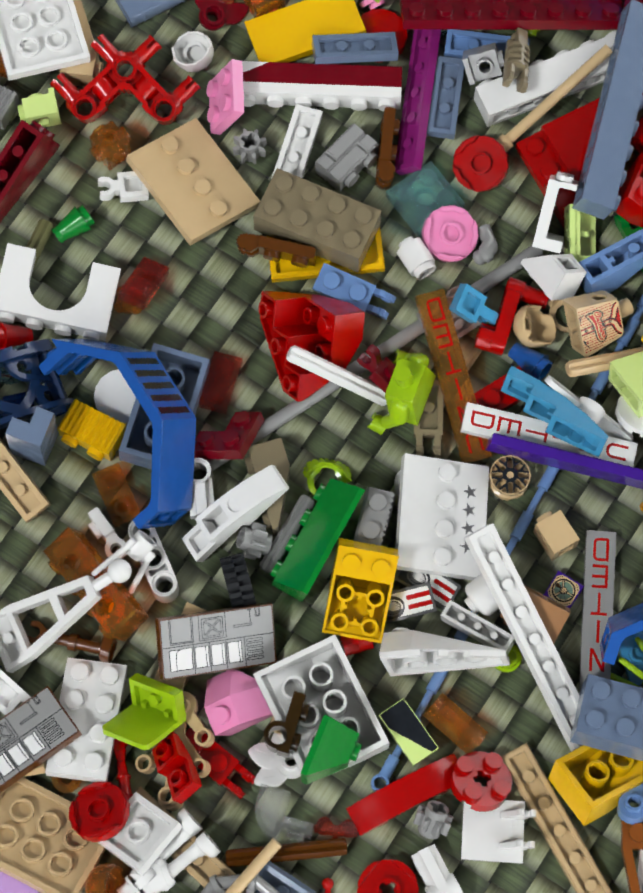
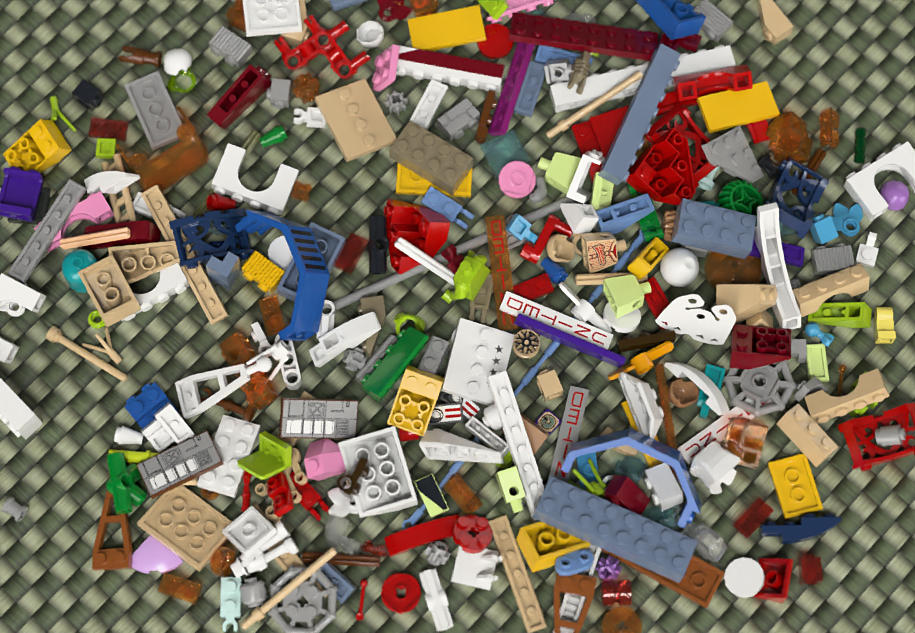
camera: 10 degrees right, 0 degrees up
(40, 108) = (264, 58): yellowish green brick -> none
(72, 158) = (280, 93): none -> light grey brick
(99, 811) = (226, 514): red tile -> none
(143, 283) = (312, 182): clear red plate -> none
(232, 442) = (352, 293): dark red plate -> none
(237, 580) = (339, 382): black tyre -> none
(257, 346) = (377, 256): none -> black piece
(276, 249) = (400, 173): reddish brown hinge -> none
(330, 750) = (376, 498): green slope -> none
(355, 48) = (476, 48): sand blue plate -> none
(416, 257) = (492, 192): white brick -> none
(480, 163) = (545, 136): red tile -> none
(515, 211) = (560, 170): none -> yellowish green torso
(518, 691) = (509, 479): none -> yellowish green torso
(563, 417) = (566, 310): dark azure slope -> none

